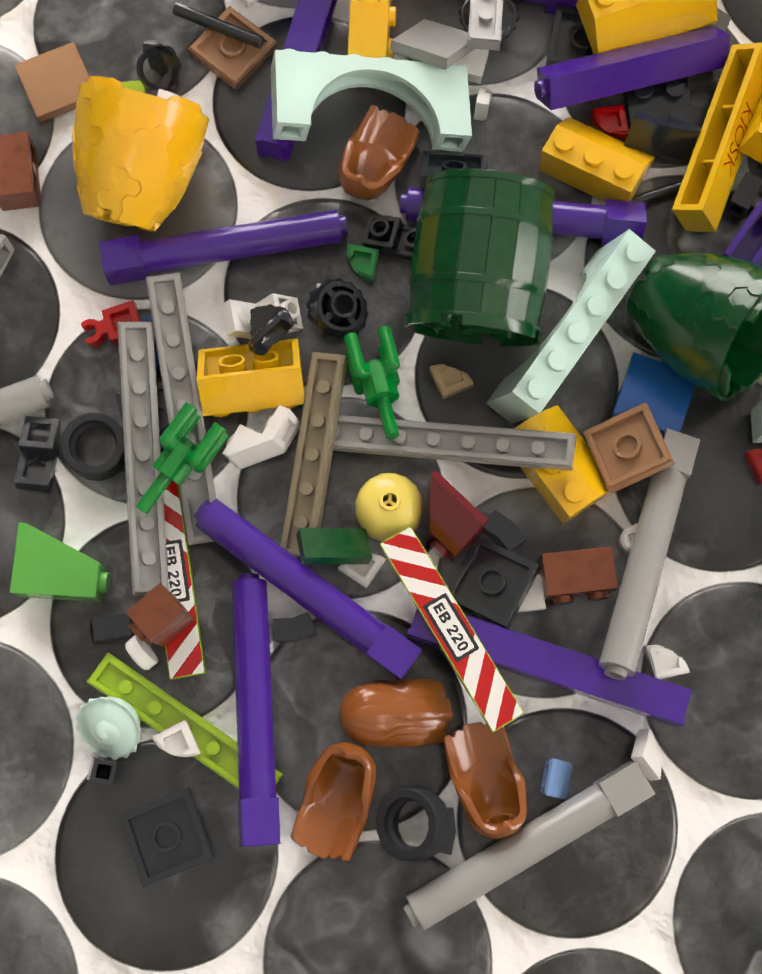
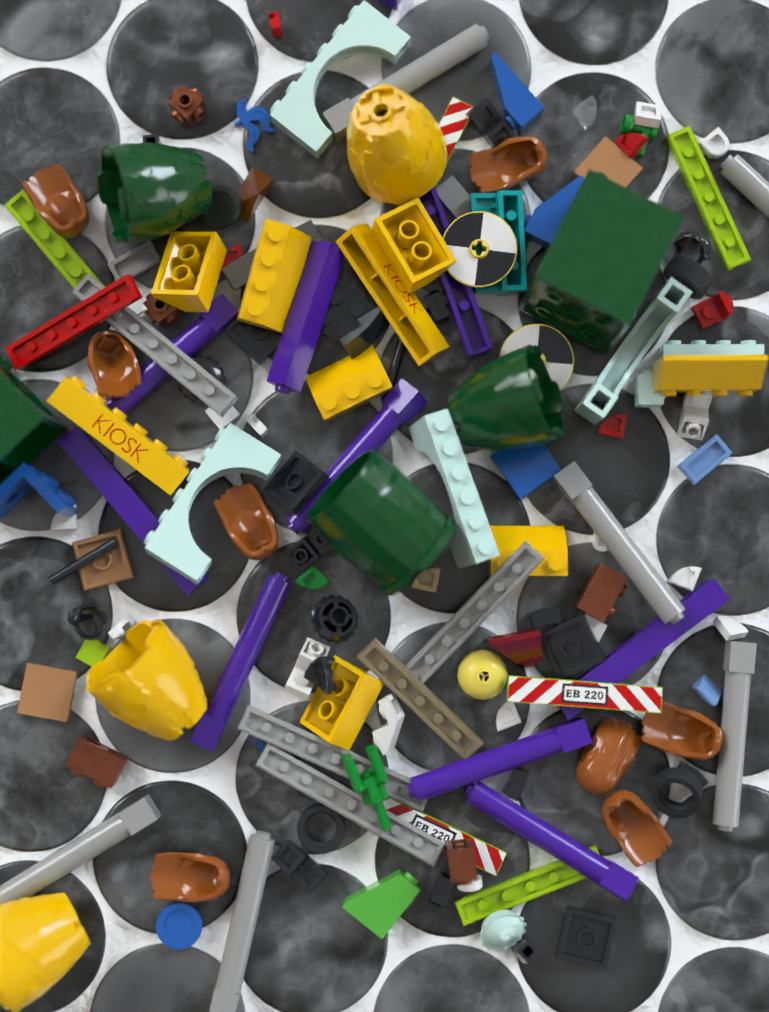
camera: 55 degrees left, 10 degrees up
(108, 326) = (246, 762): red plate -> none
(178, 741) = (537, 895): white tile -> none
(333, 546) = (486, 727): dark green tile -> none
(377, 377) = (401, 628): green plant -> none
(432, 44) = (198, 433): light grey tile -> none
(611, 121) = (327, 351): red tile -> none
(628, 448) = (549, 507): medium nougat tile -> none

